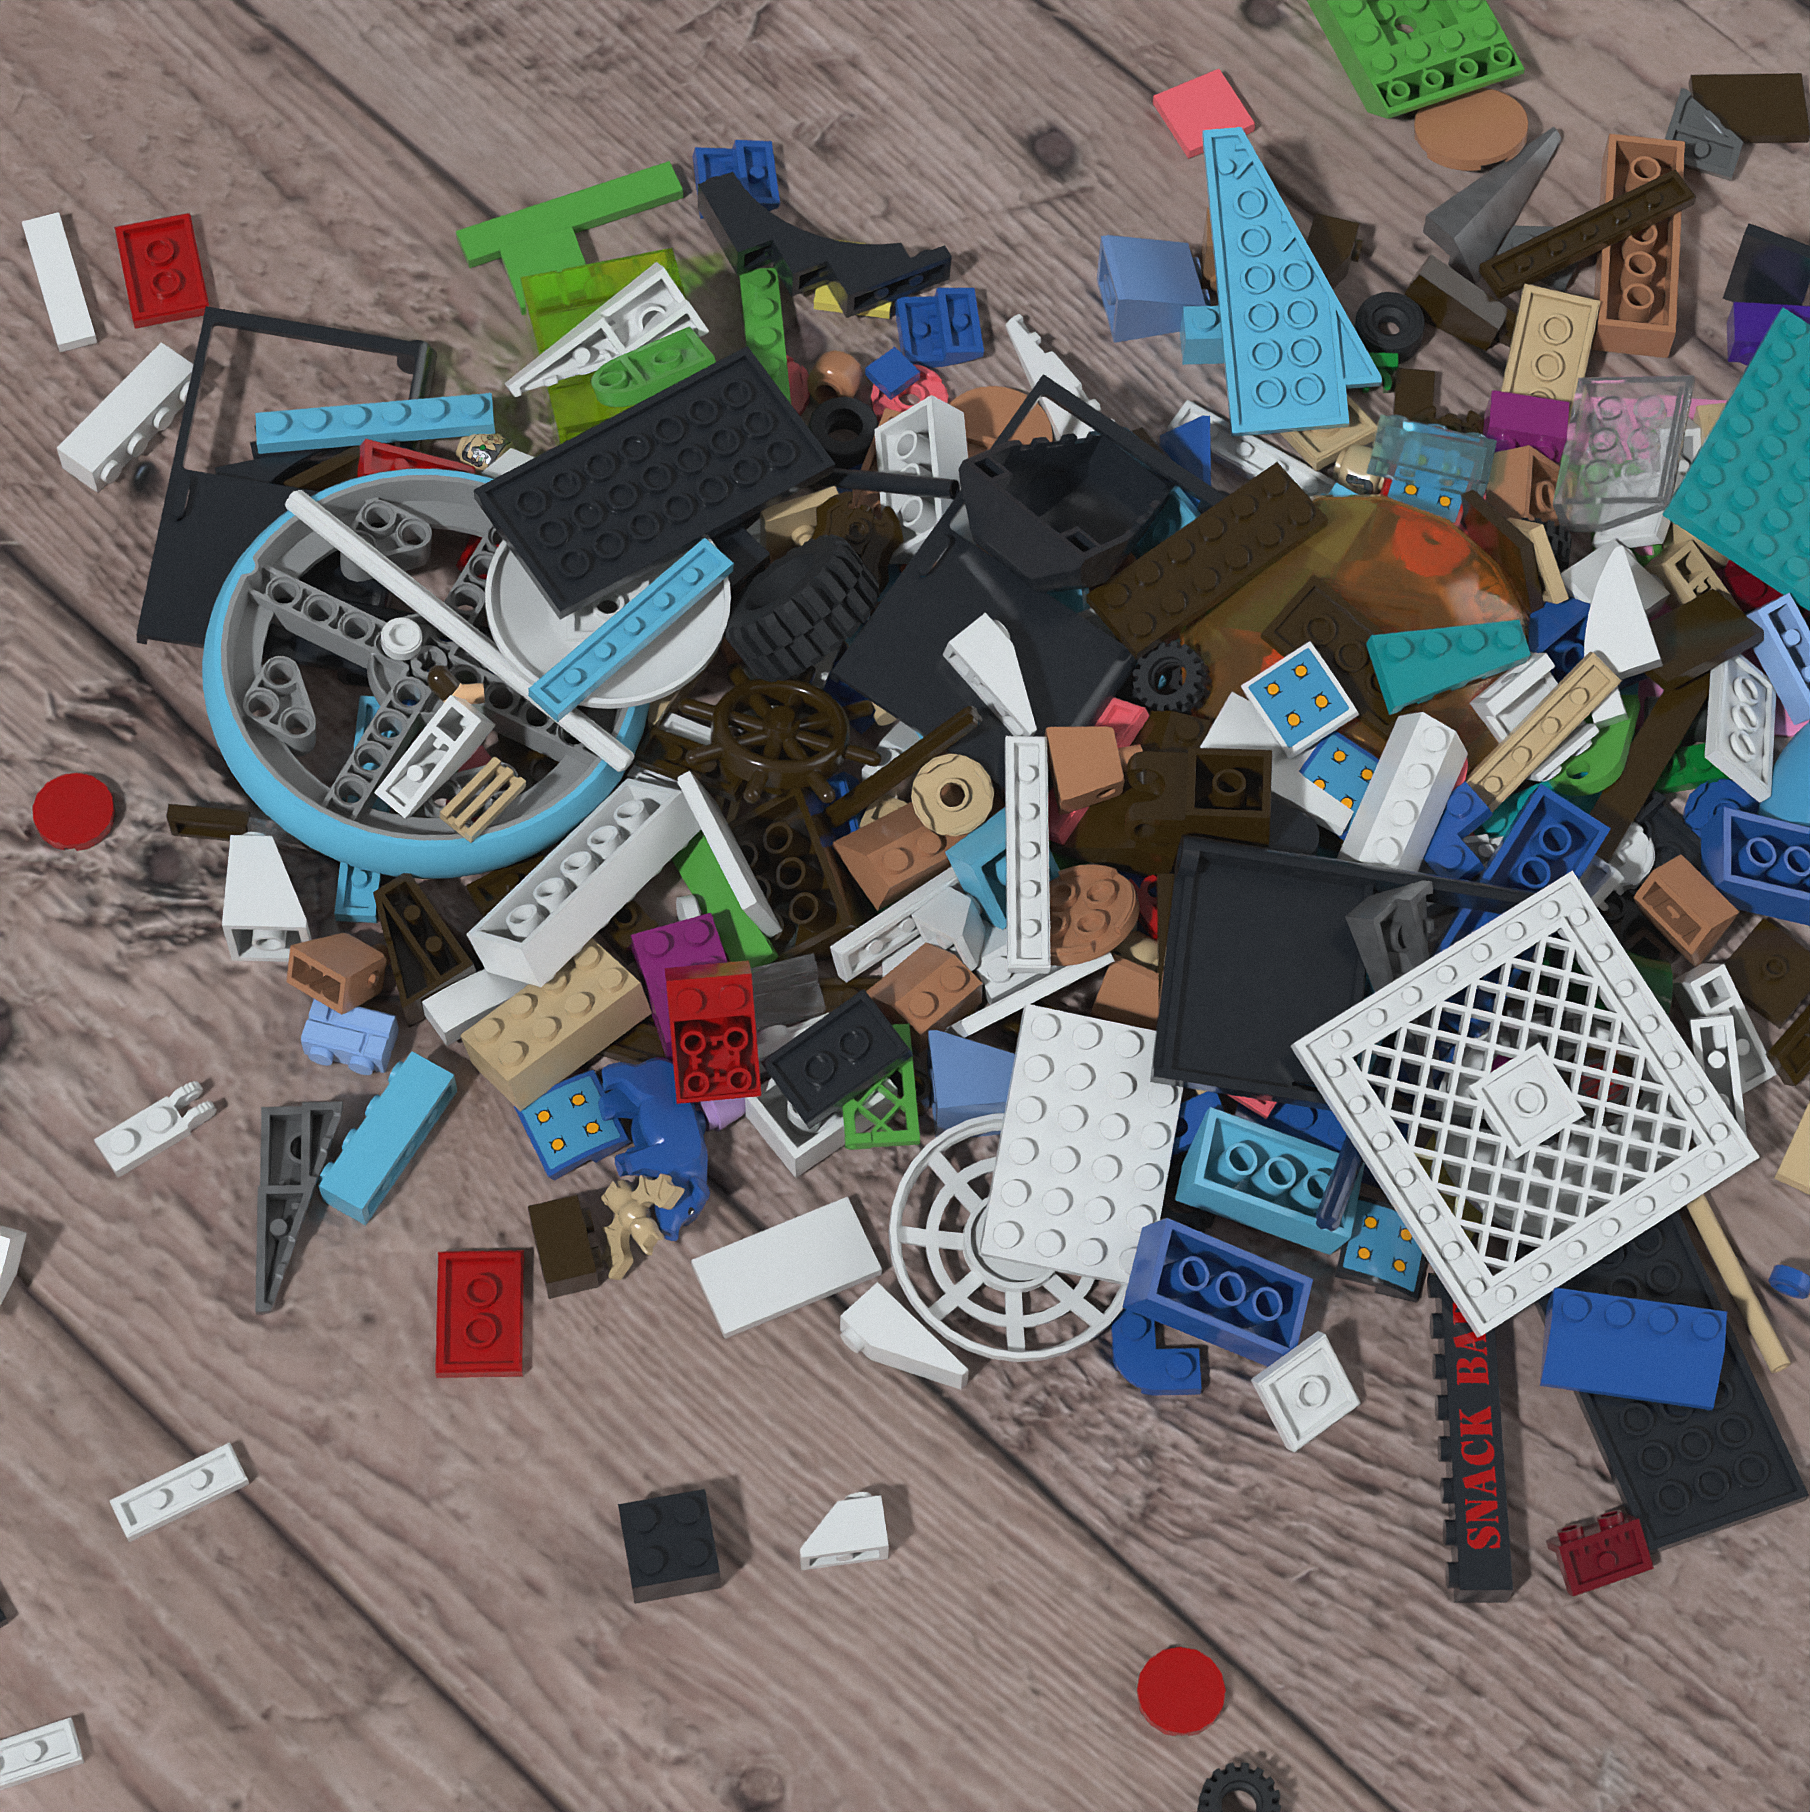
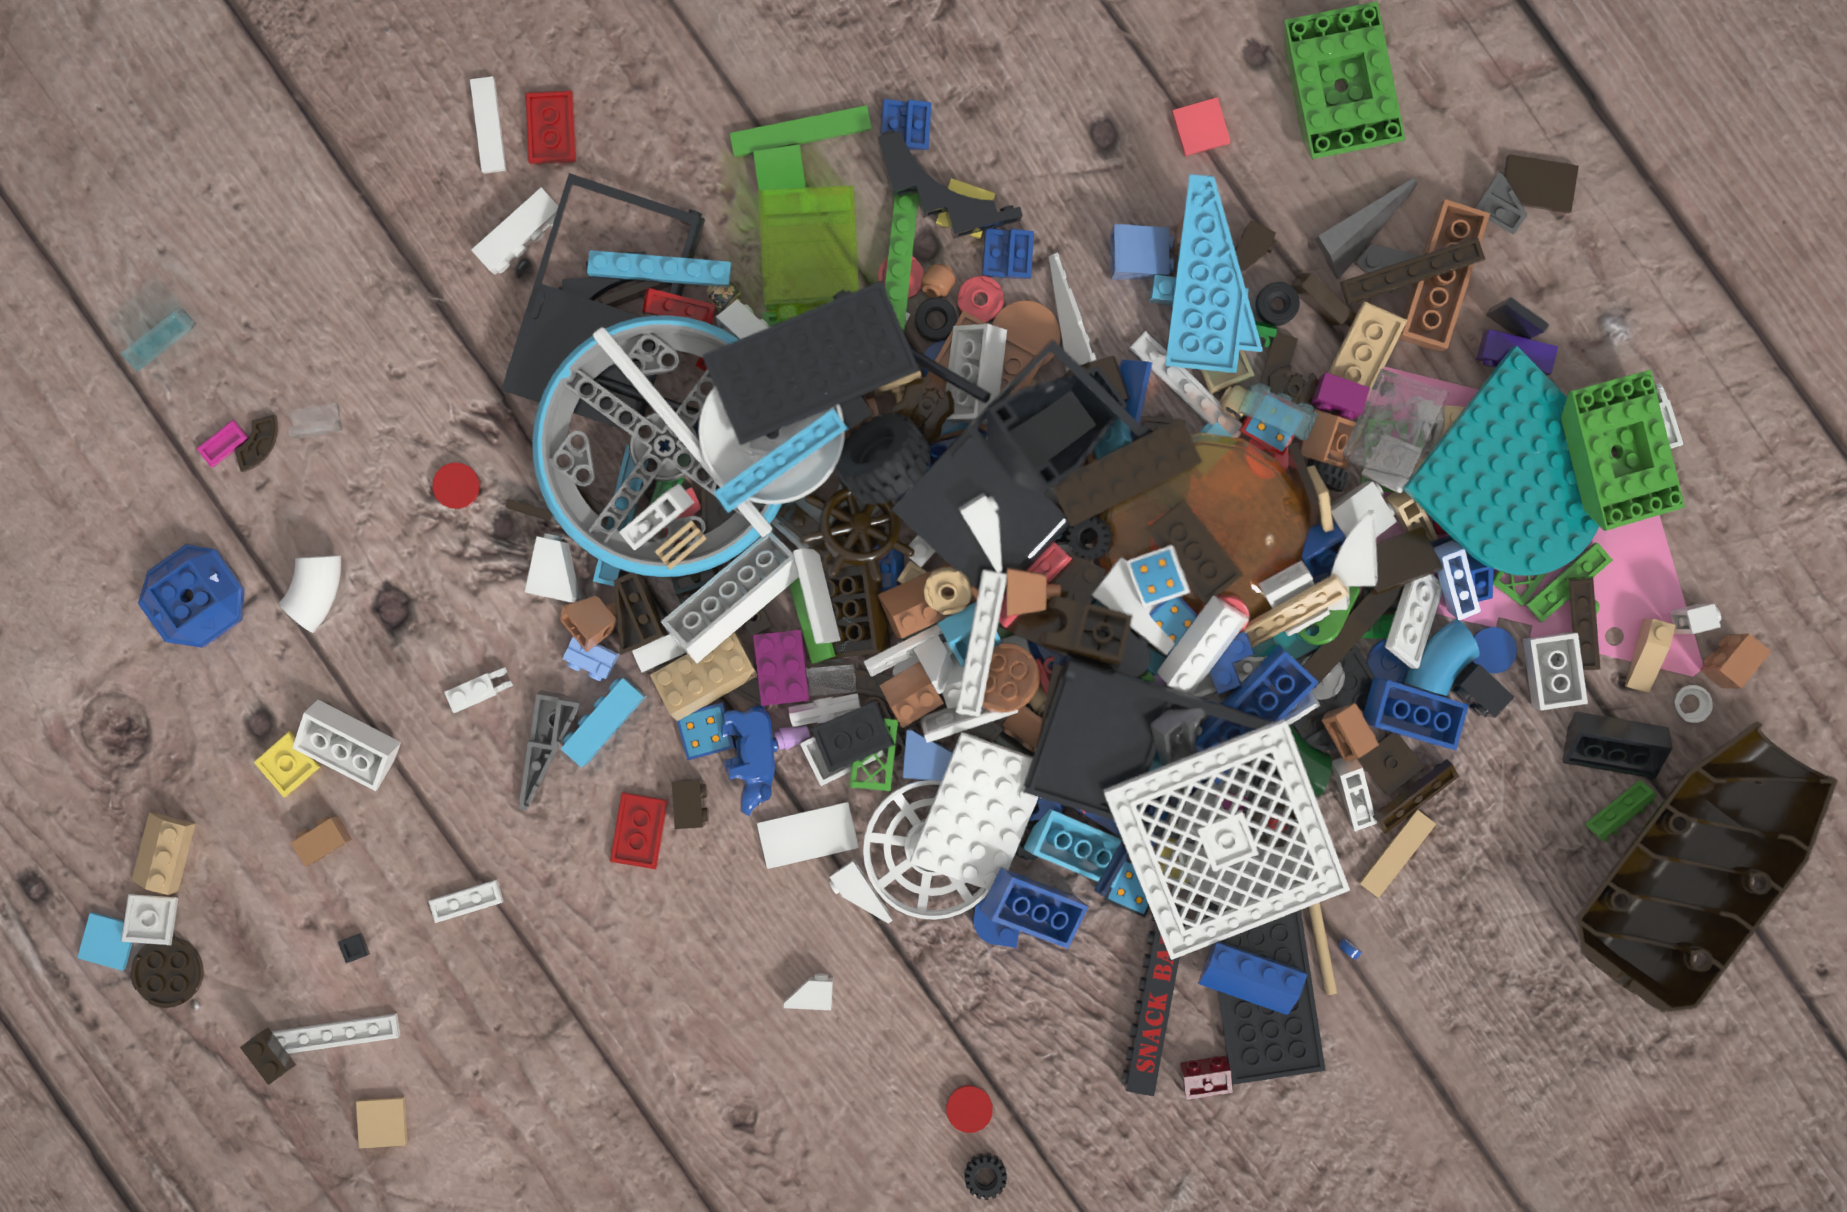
camera: 15 degrees right, 25 degrees up
(401, 639) = (649, 433): white tile -> none
(444, 684) = (672, 471): dark brown arm -> none
(630, 319) = (820, 237): white wedge -> none
(634, 1218) = (727, 799): tan animal -> none
(650, 369) = (825, 278): bright green tile -> none
(669, 1546) = (716, 984): black brick -> none
(687, 907) = (791, 618): white tile -> none
(713, 1032) = (786, 708): red slope -> none
(892, 373) = (973, 283): blue tile -> none
(902, 766) = (925, 566): dark brown axle -> none
(1305, 1391) = (1071, 964): white plate -> none
(1430, 661) = (1243, 566): teal wing -> none
(1472, 129) = (1363, 175): nougat tile -> none
(1716, 1052) = (1342, 826): white brick -> none

